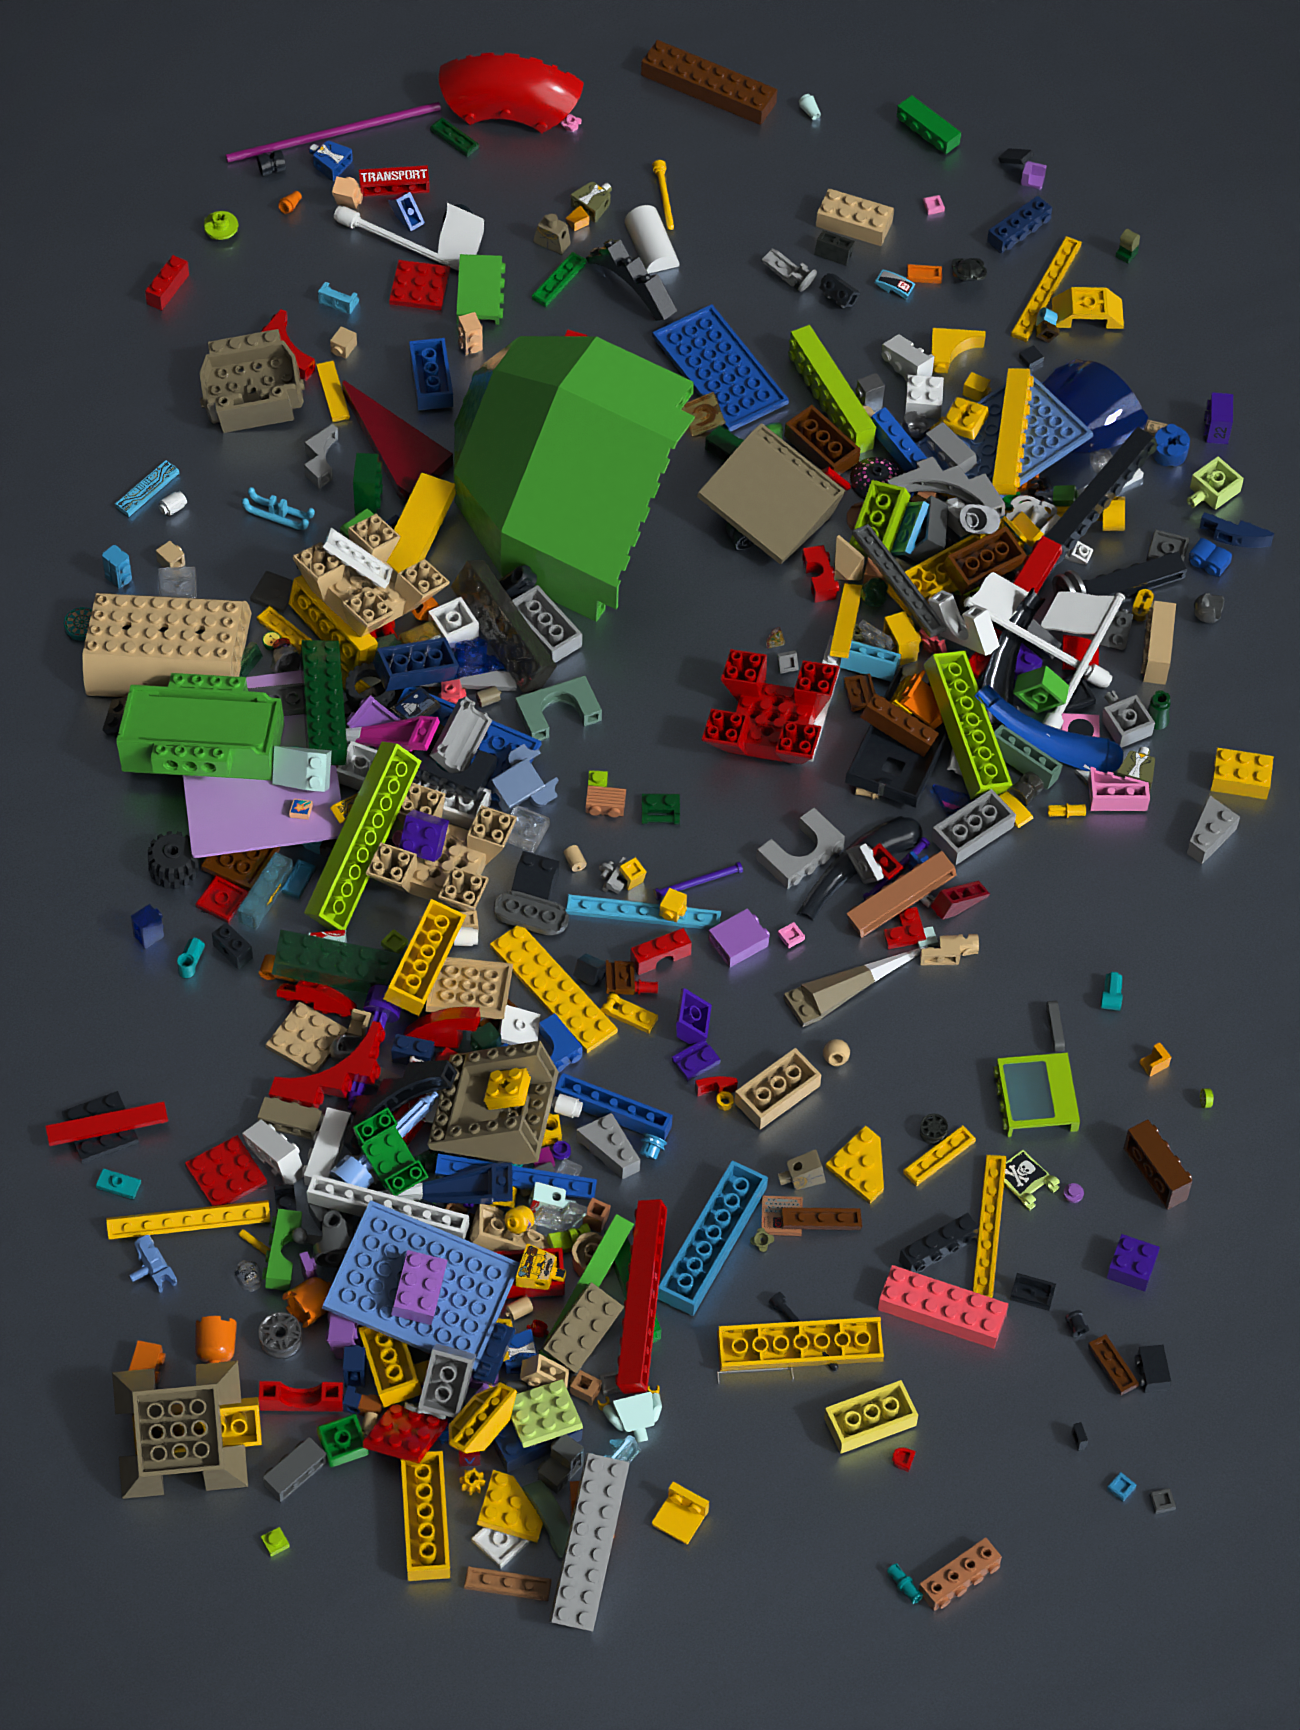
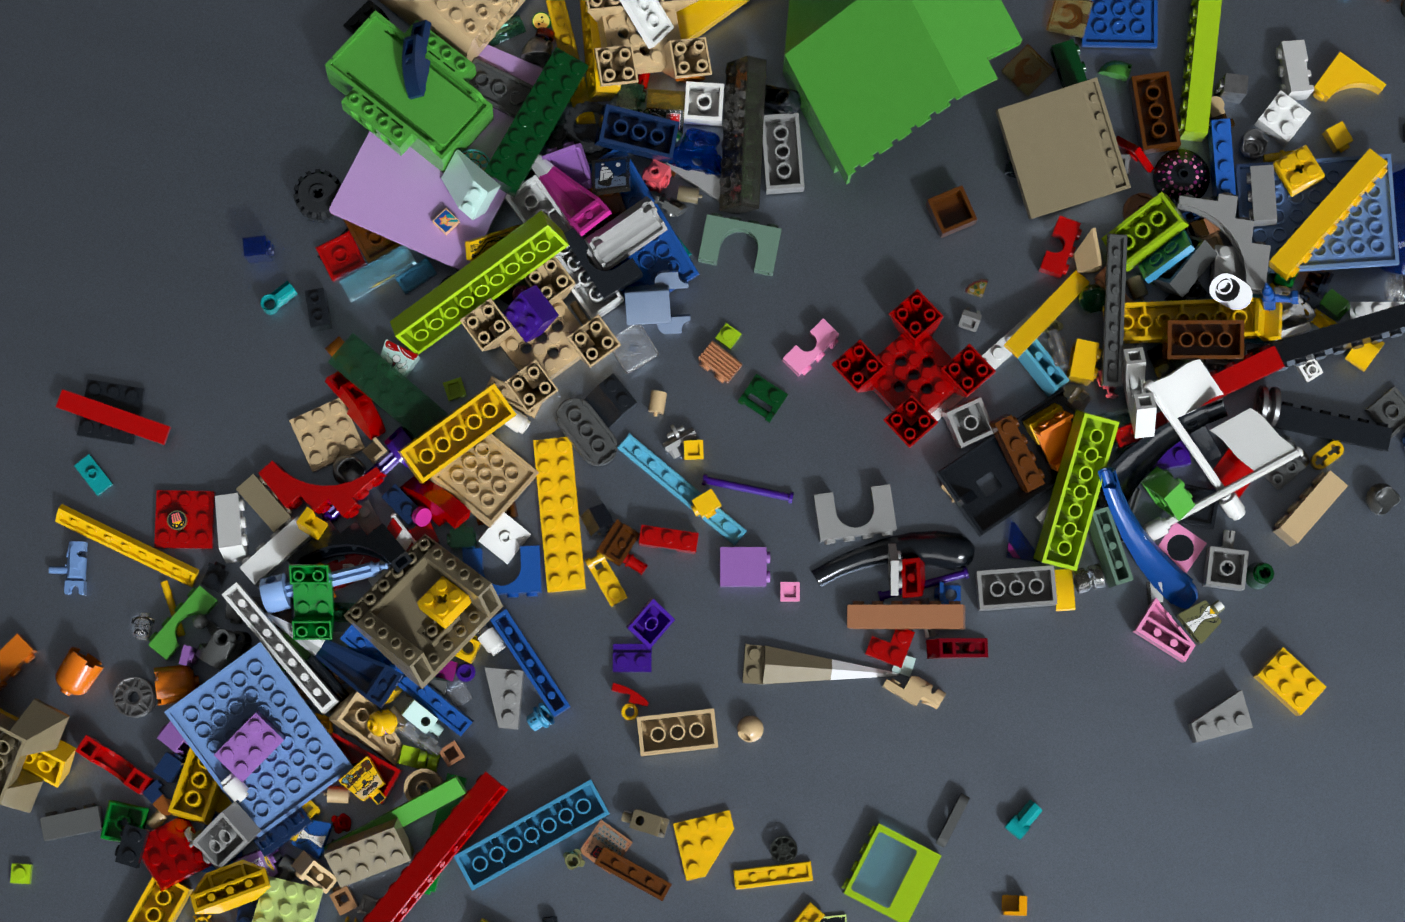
camera: 35 degrees right, 25 degrees up
(194, 694) = (414, 63): none -> dark blue slope
(221, 1171) = (177, 520): none -> tile
(345, 1105) = (311, 524): none -> yellow panel
(366, 1441) = (131, 845): none -> black bracket
(428, 1331) = (235, 788): none -> white brick
(437, 1044) = (421, 516): none -> dark pink tile
(485, 705) = (671, 206): none -> dark grey plate
(671, 763) = (800, 361): none -> bright pink arch
(697, 468) = (1028, 70): none -> clear orange tile
(714, 592) = (951, 211): none -> reddish brown piece
(843, 729) = (968, 422): none -> light grey brick
(859, 691) = (1013, 390): reddish brown plate -> none
(917, 667) = (1078, 399): none -> light grey tile
(1013, 507) = (1269, 298): none -> blue piece
(1066, 810) = (1110, 619): yellow axle -> none

